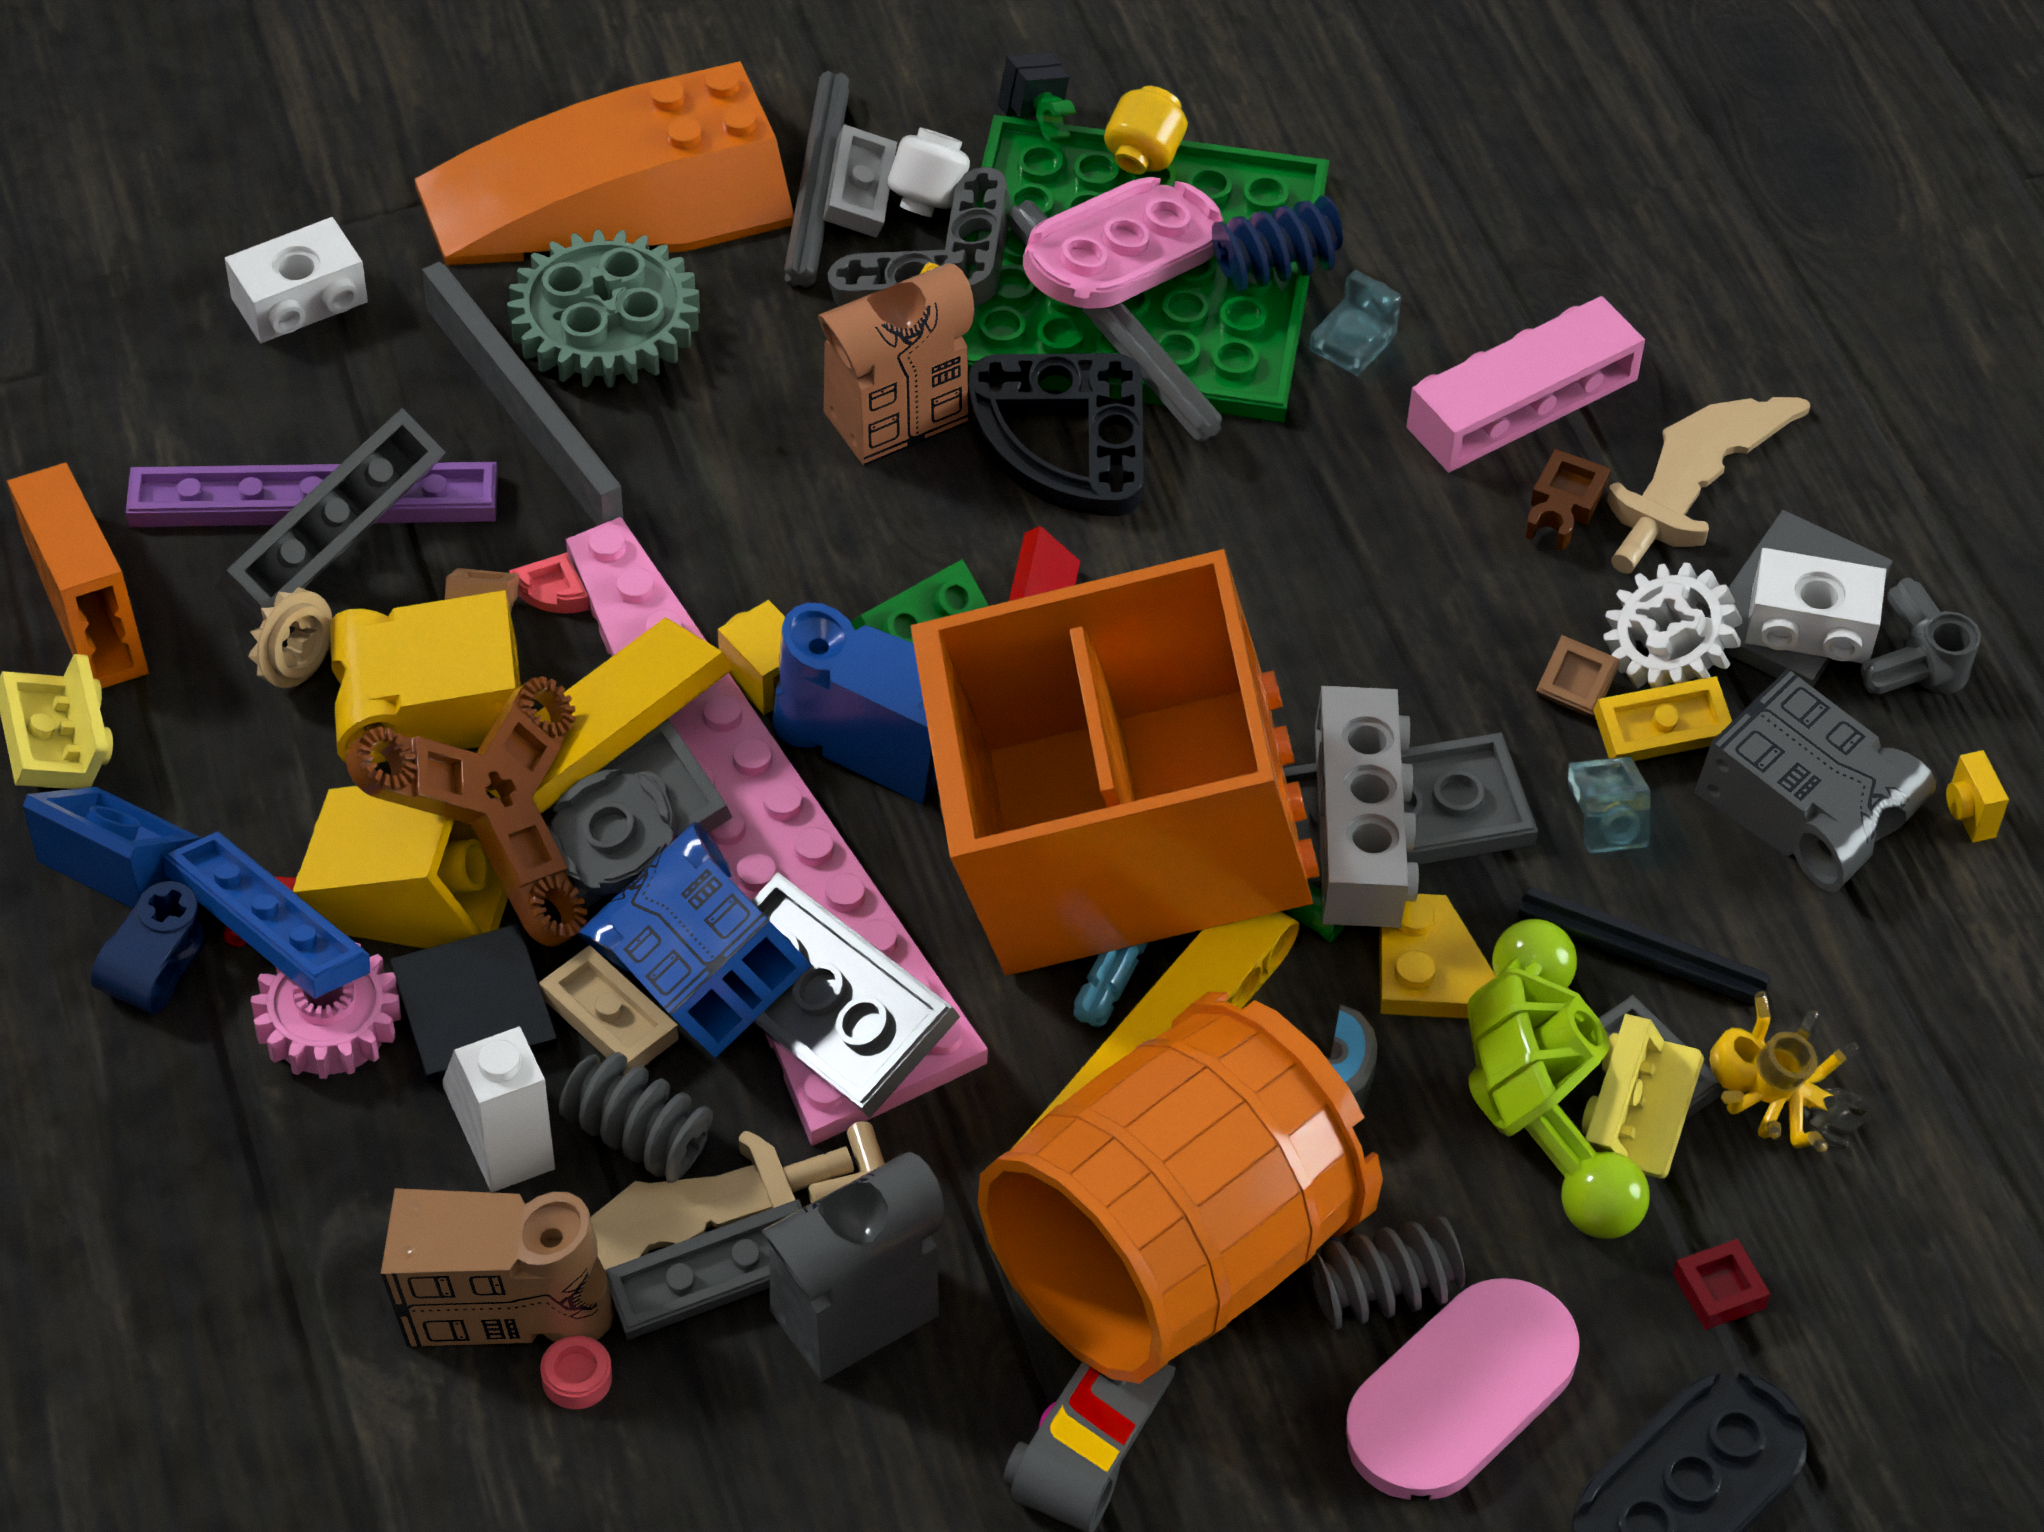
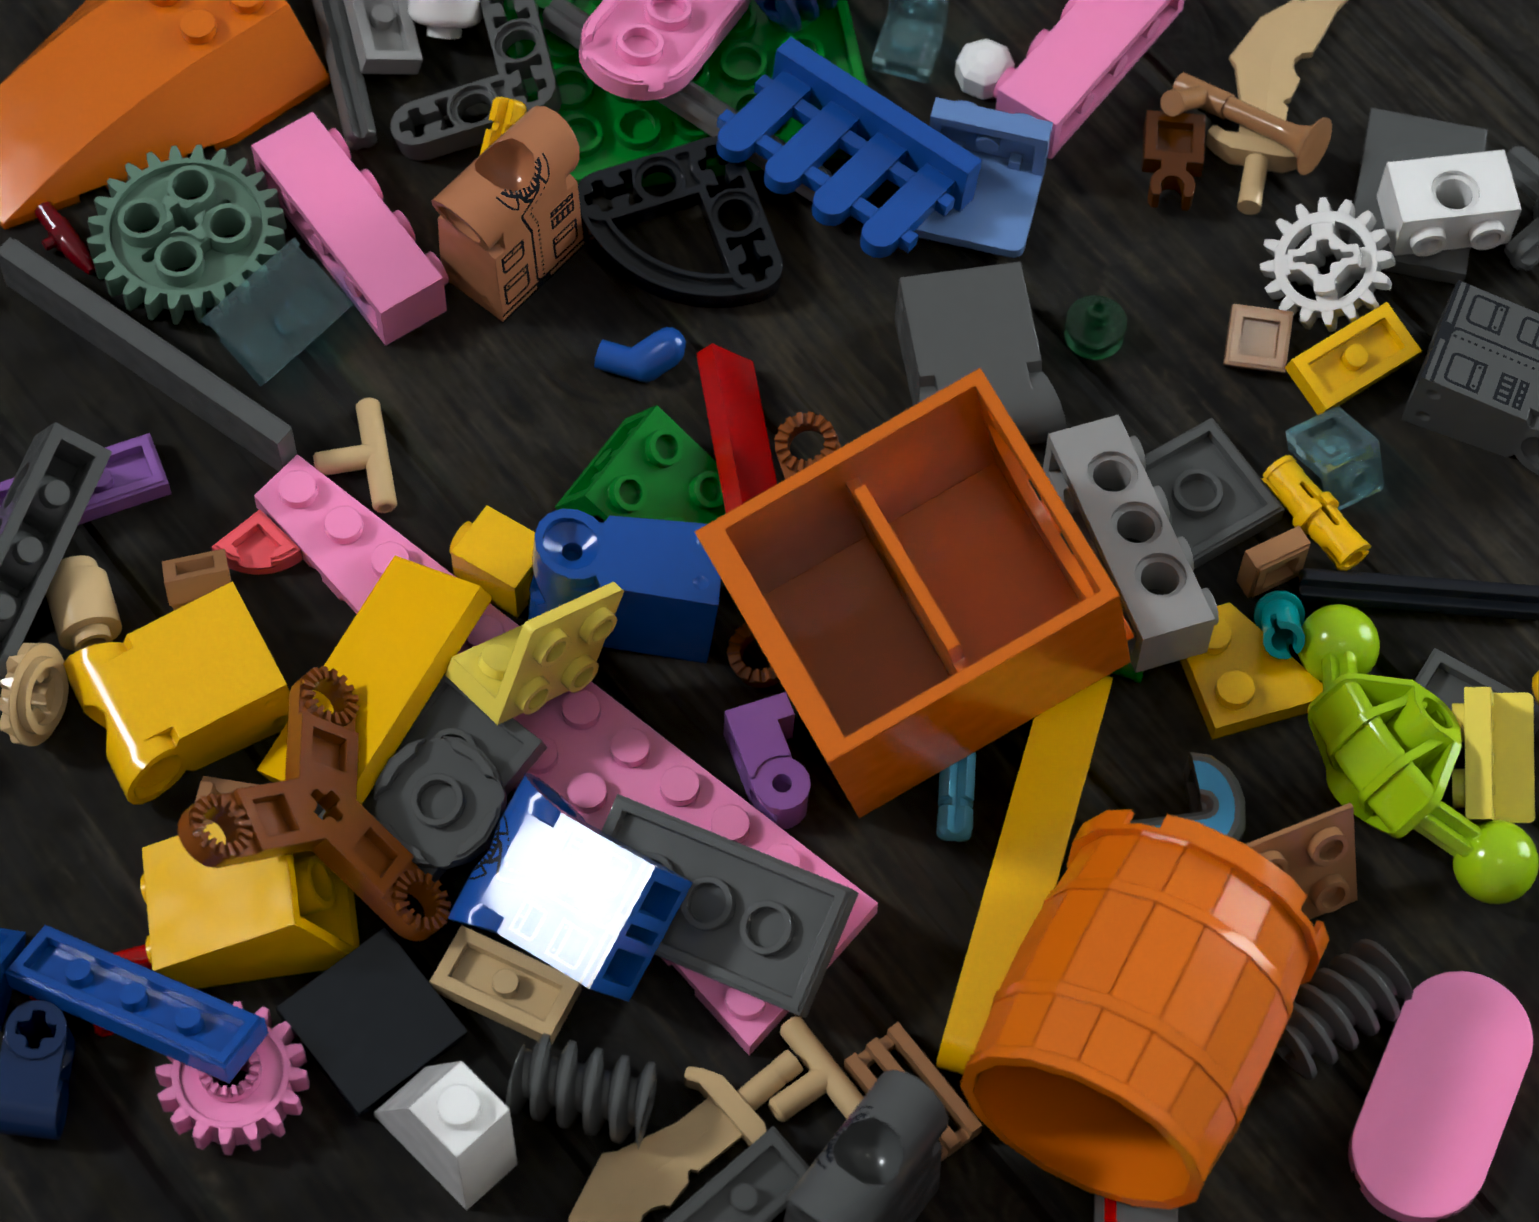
camera: 20 degrees left, 10 degrees up
(370, 576) = (82, 604): none -> tan brick
(493, 282) = (64, 237): none -> dark red helmet
(654, 392) = (277, 312): none -> clear light blue plate
(688, 539) = (371, 455): none -> tan piece
(755, 344) = (352, 228): none -> bright pink brick
(758, 729) = (539, 658): none -> light yellow bracket
(936, 911) = (759, 749): none -> medium lavender leg
(965, 1276) = (879, 1051): none -> medium nougat tile
(978, 530) = (645, 359): none -> blue arm
(1274, 392) = (864, 124): none -> blue fence
(1297, 601) = (971, 322): none -> dark grey piece
(1367, 462) = (1009, 179): none -> medium blue bracket
(1409, 368) = (981, 67): none -> white tile
(1415, 1133) = (1318, 858): none -> medium nougat hinge
(1424, 625) = (1095, 327): none -> clear green tile
(1484, 923) = (1286, 629): none -> teal pin
(1503, 871) = (1273, 562): none -> medium nougat tile
(1566, 843) = (1316, 513): none -> yellow pin
(1700, 519) = (1303, 141): none -> medium nougat piece

